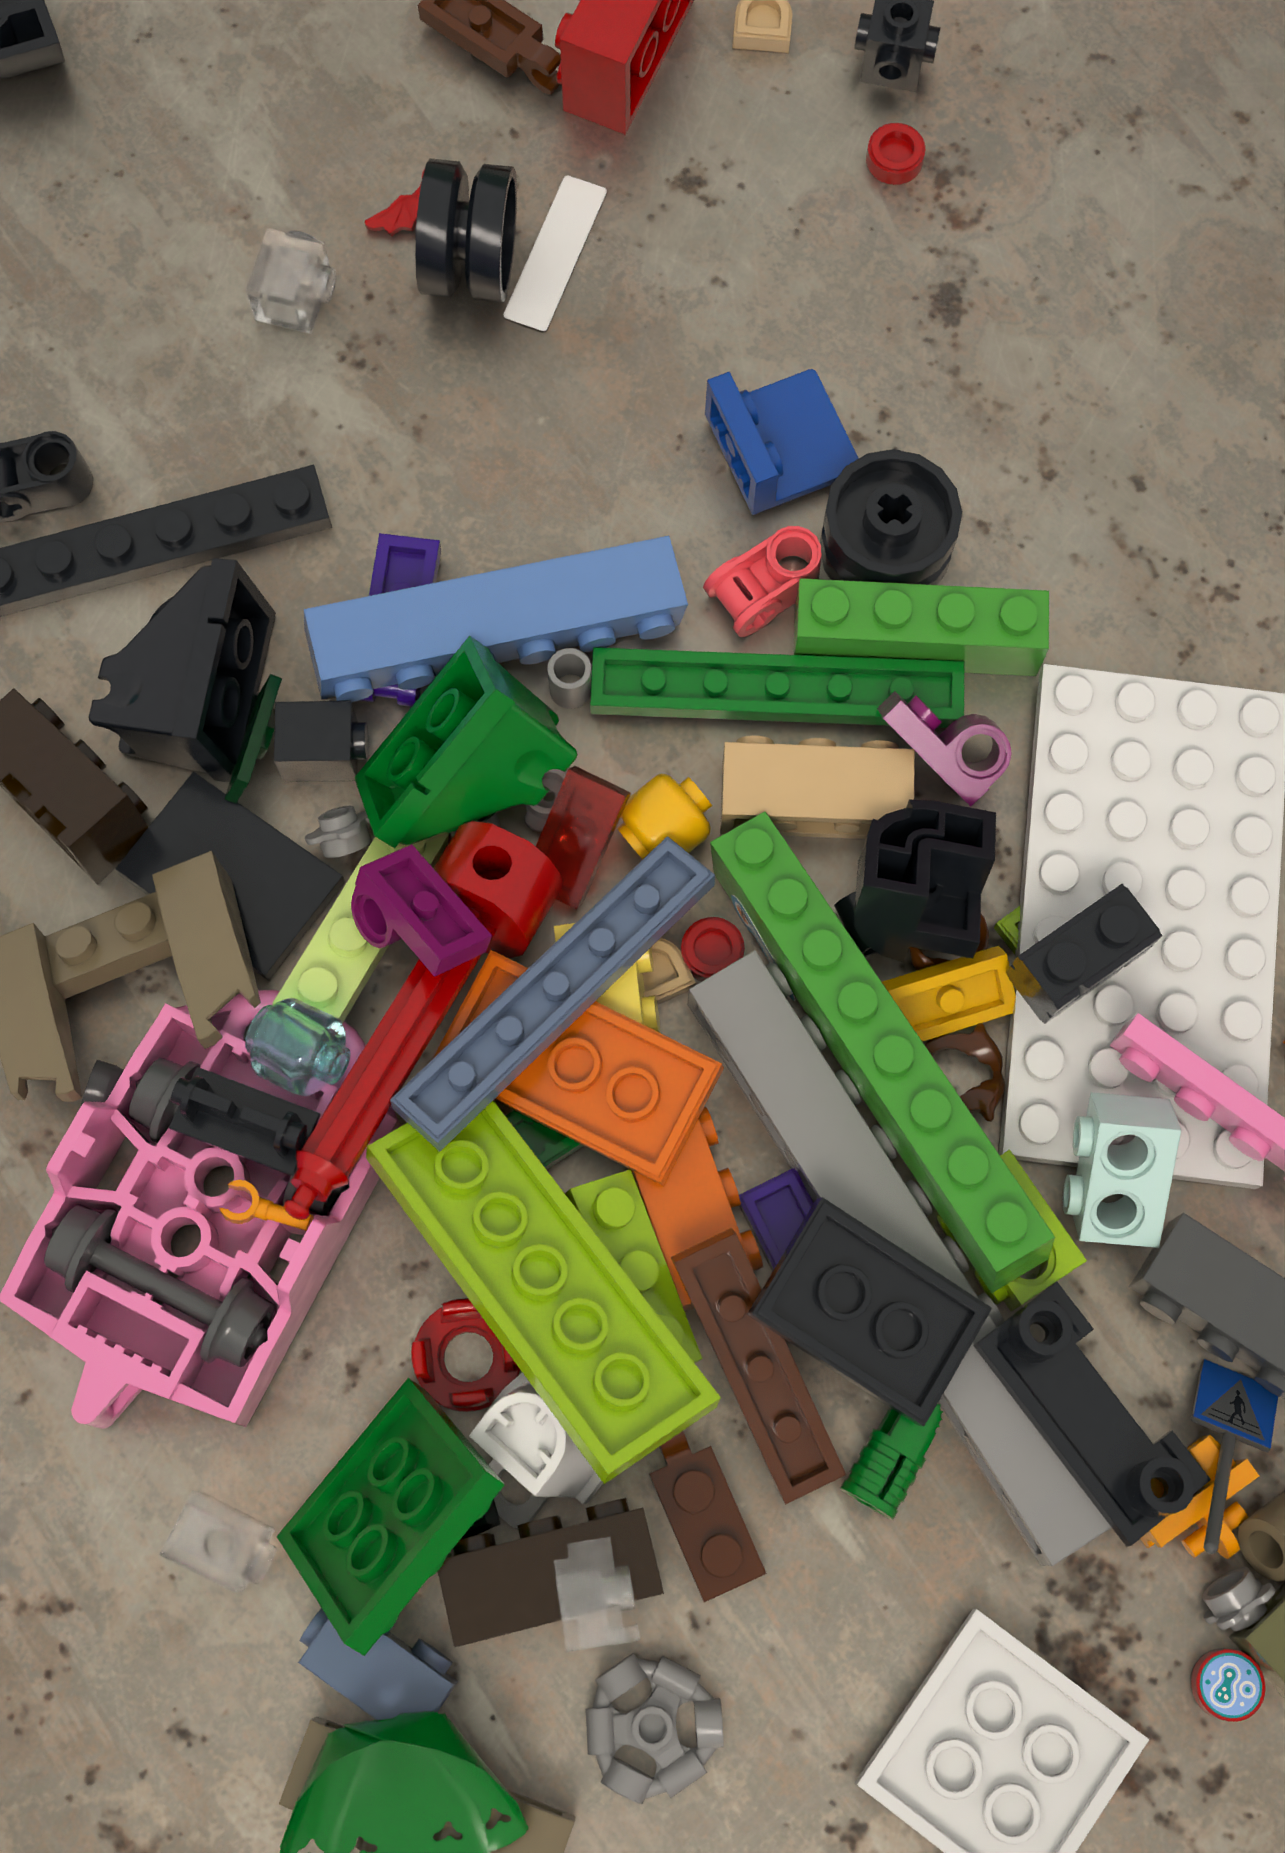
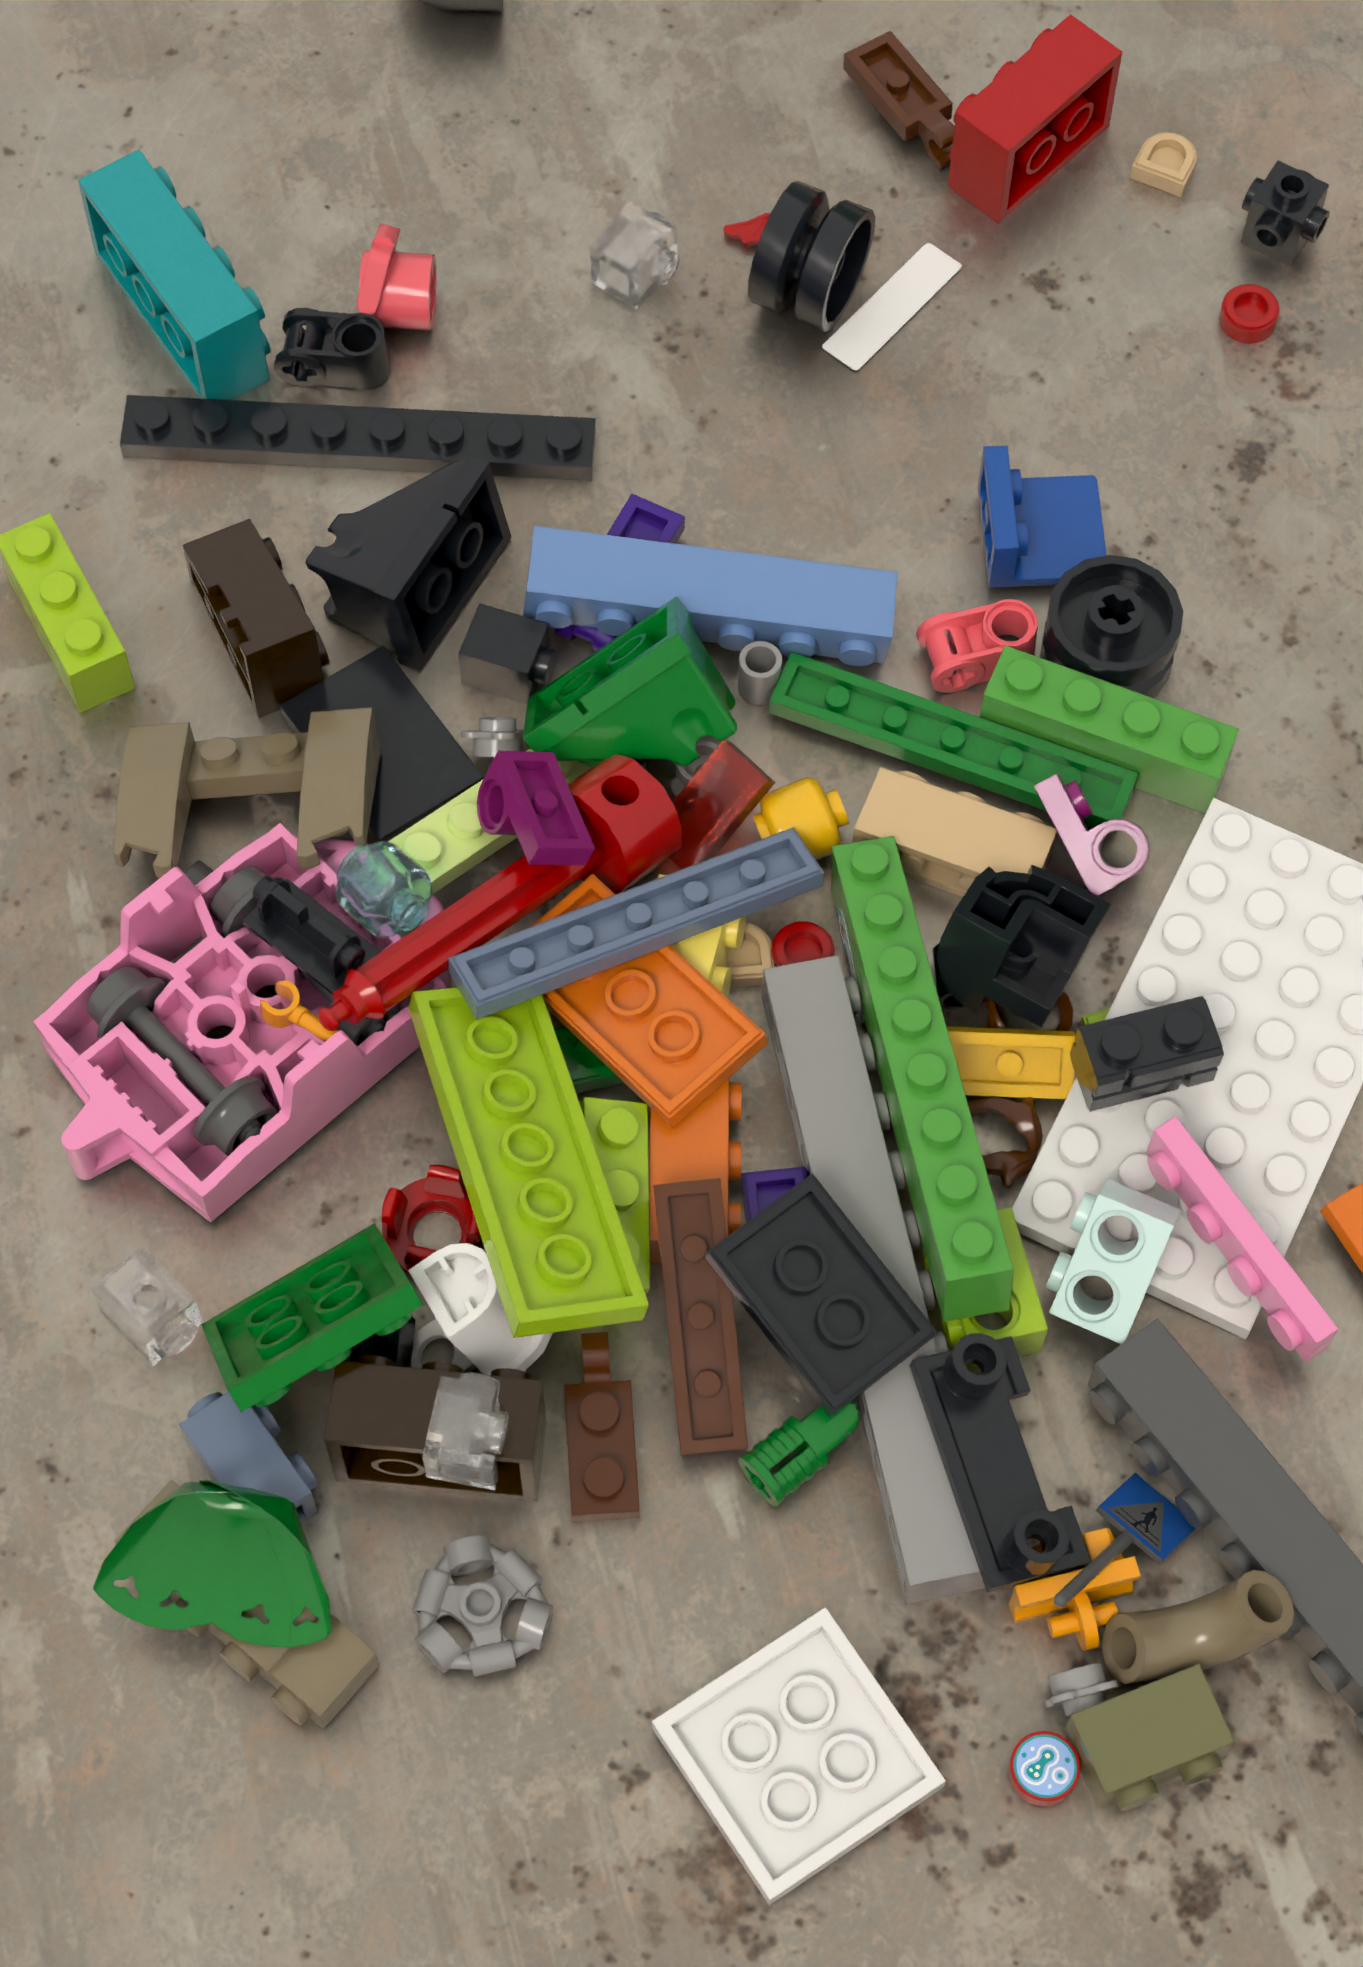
camera: 20 degrees right, 10 degrees down
(67, 389) = (397, 285): none -> coral piece
(255, 740) = (450, 634): dark green piece -> none

